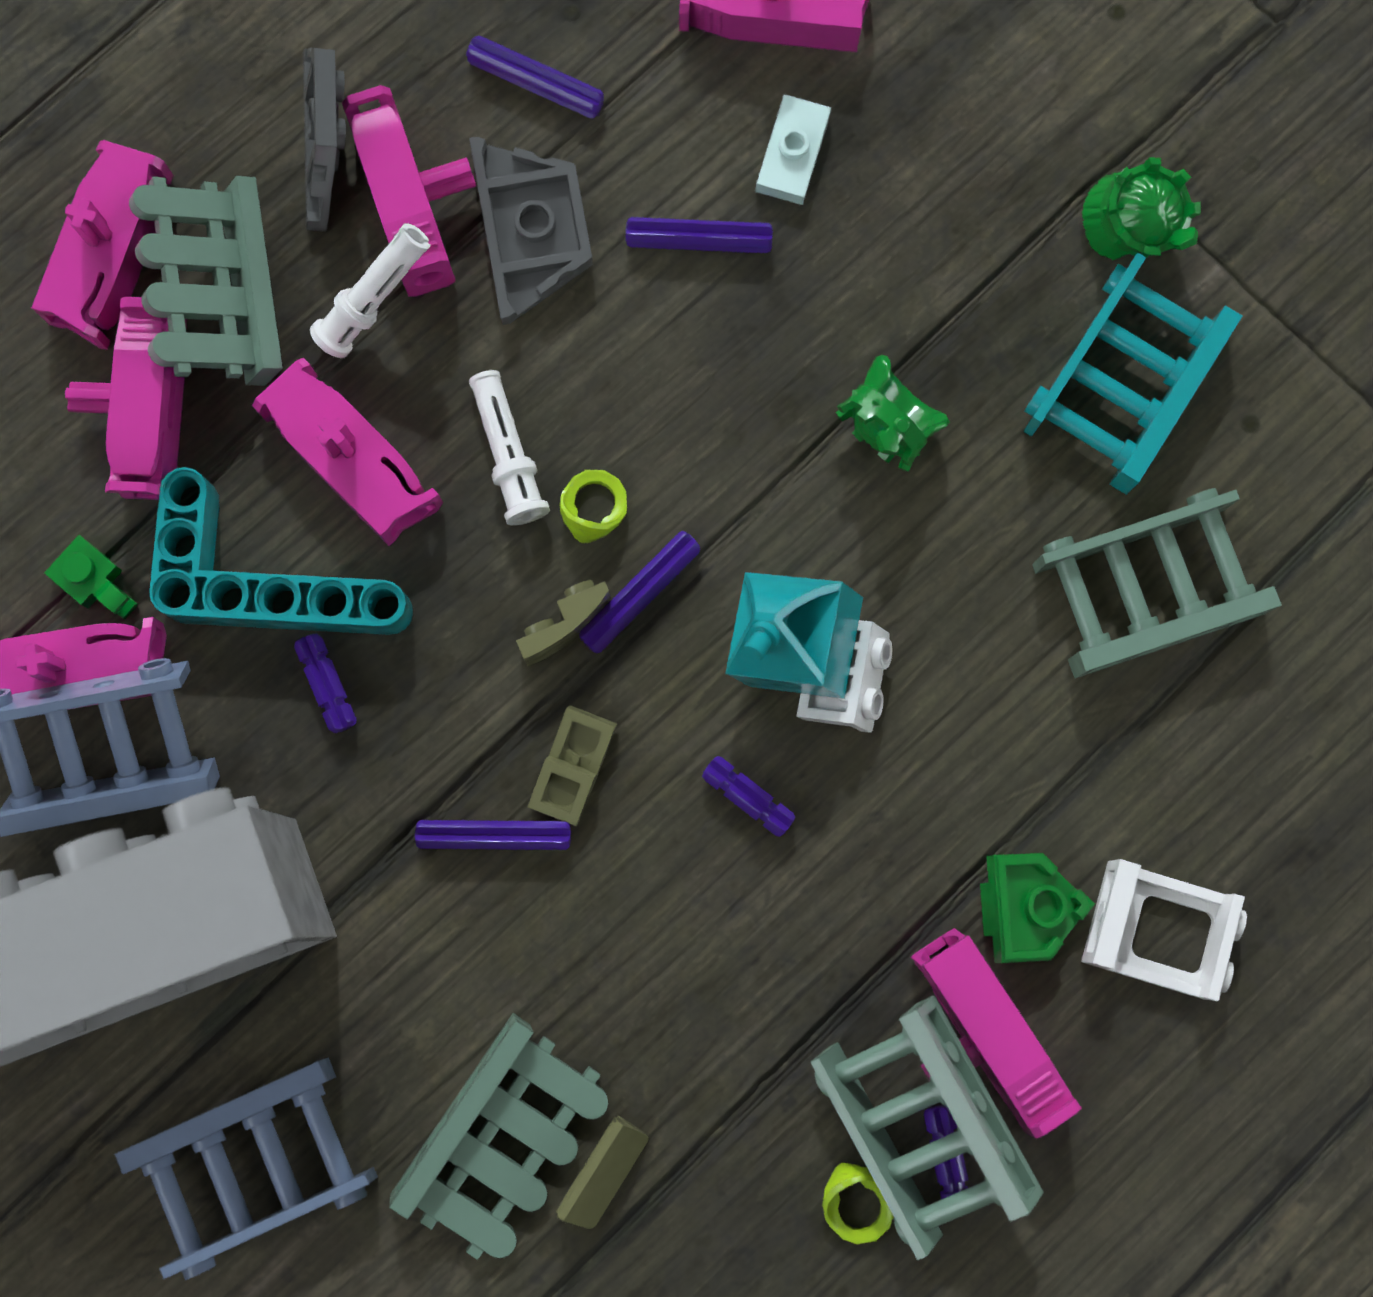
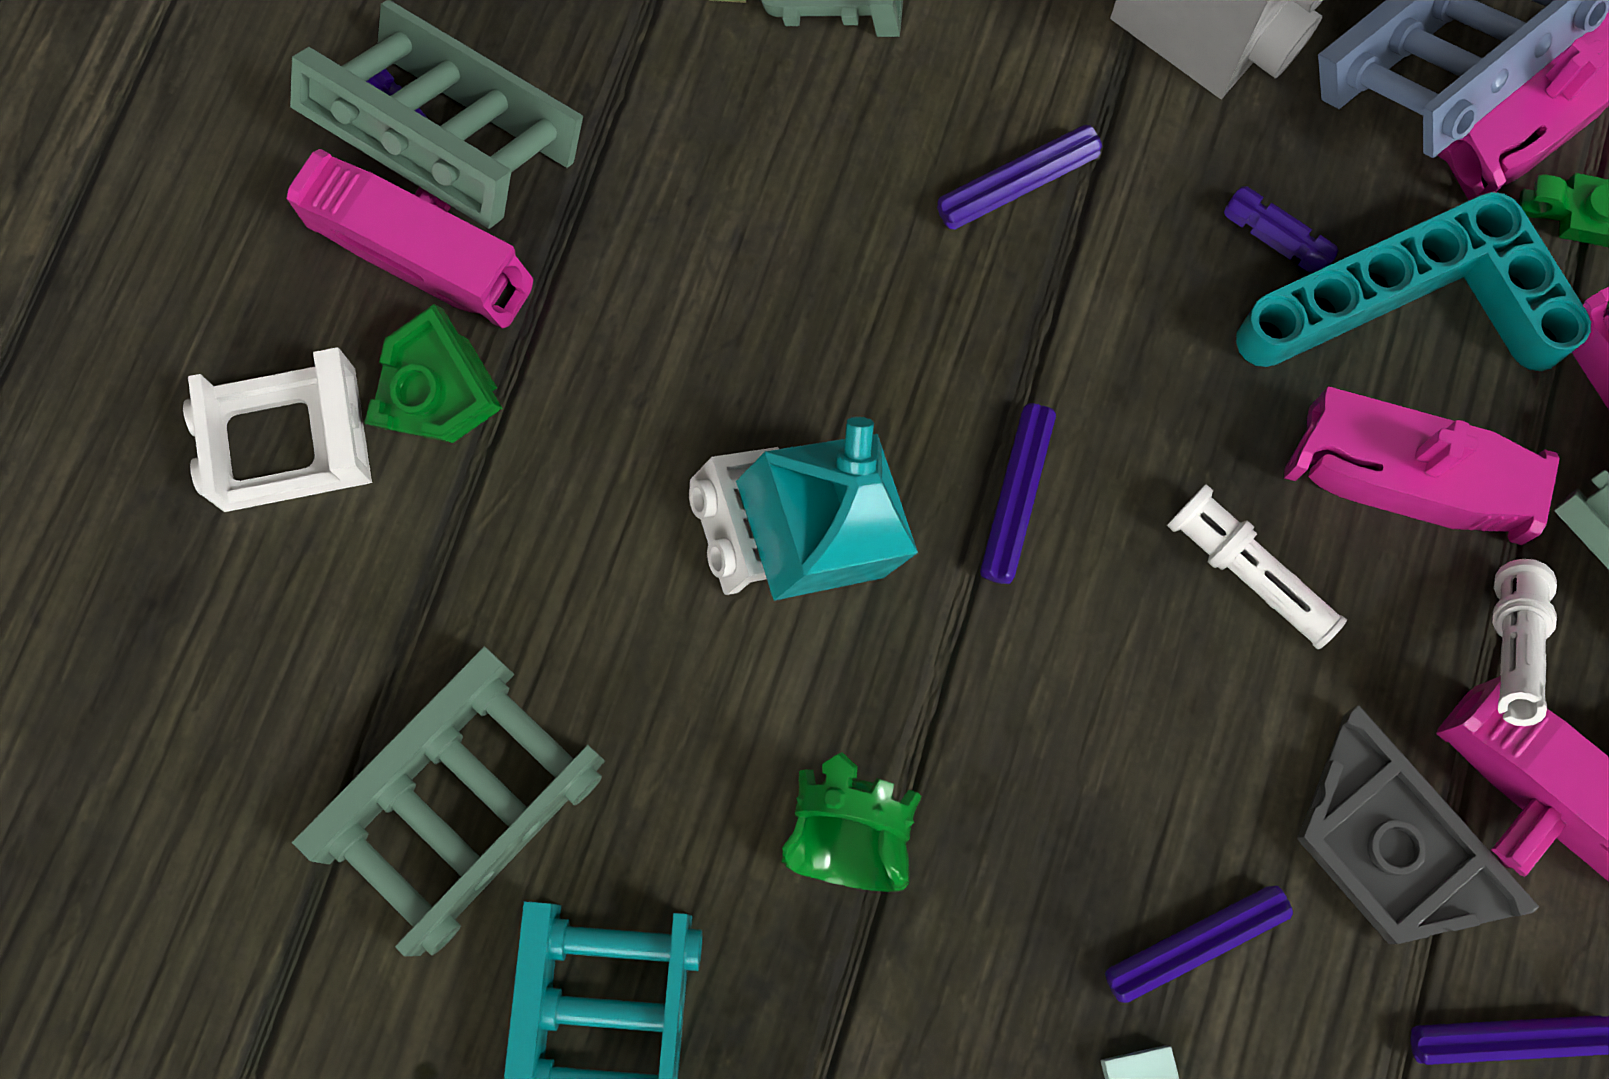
camera: 155 degrees right, 5 degrees down
(572, 765) = (981, 283): olive slope -> none
(578, 608) = (1075, 419): olive slope -> none
(585, 530) = (1145, 536): lime piece -> none
(748, 796) = (783, 345): dark purple axle -> none
(842, 1177) = (496, 41): lime piece -> none

